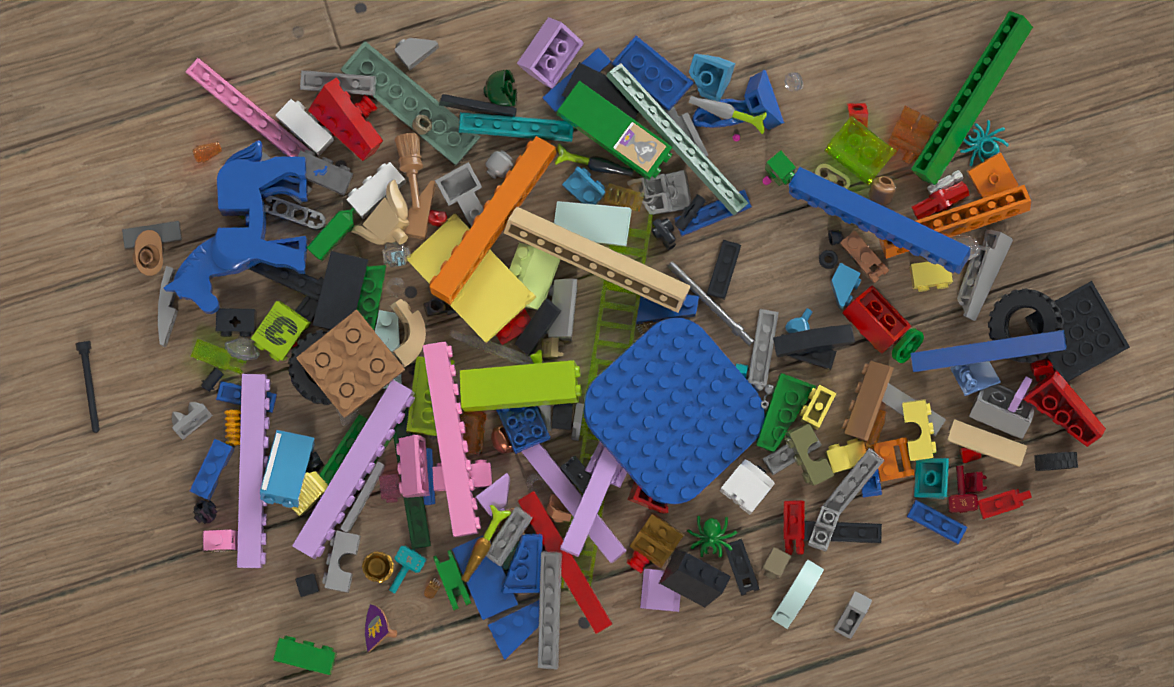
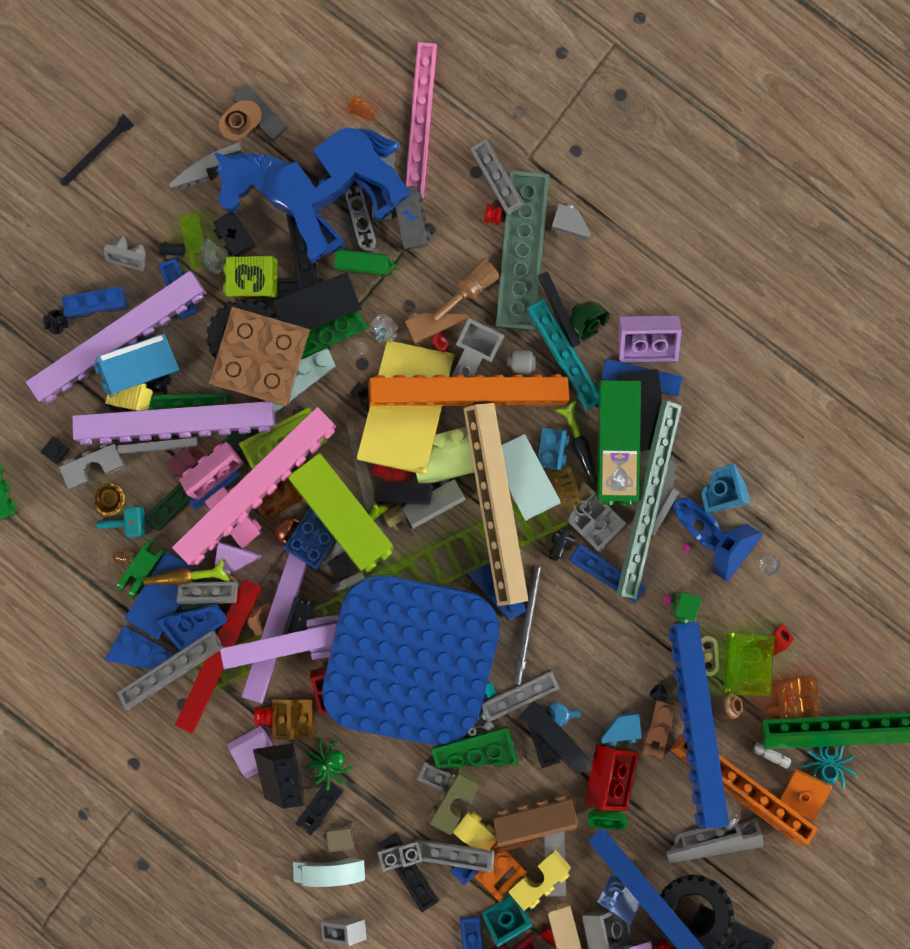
camera: 55 degrees right, 5 degrees up
(220, 540) = (38, 351): bright pink torso -> none
(233, 427) = (143, 294): light orange piece -> none
(305, 127) = (440, 176): white brick -> none
(345, 120) = (467, 205): red wedge -> none
(374, 189) = (427, 273): white brick -> none
(376, 627) = (57, 534): dark purple shield -> none
(387, 220) = (407, 301): tan torso -> none
(414, 333) = (323, 394): tan arch -> none
(418, 128) = (505, 270): dark tan piece -> none
(654, 73) = (693, 439): blue tile -> none
(690, 212) = (593, 554): black pin -> none
(724, 269) = (564, 616): black tile -> none
(727, 111) = (703, 526): light grey piece -> none
(747, 486) = (390, 767): white piece -> none
(794, 526) = (385, 828): red hinge -> none
(816, 410) = (500, 780): light yellow brick -> none
(828, 253) = (635, 706): black plate -> none
(929, 275) = (680, 795): light yellow brick -> none
(941, 200) = (753, 763): red piece -> none

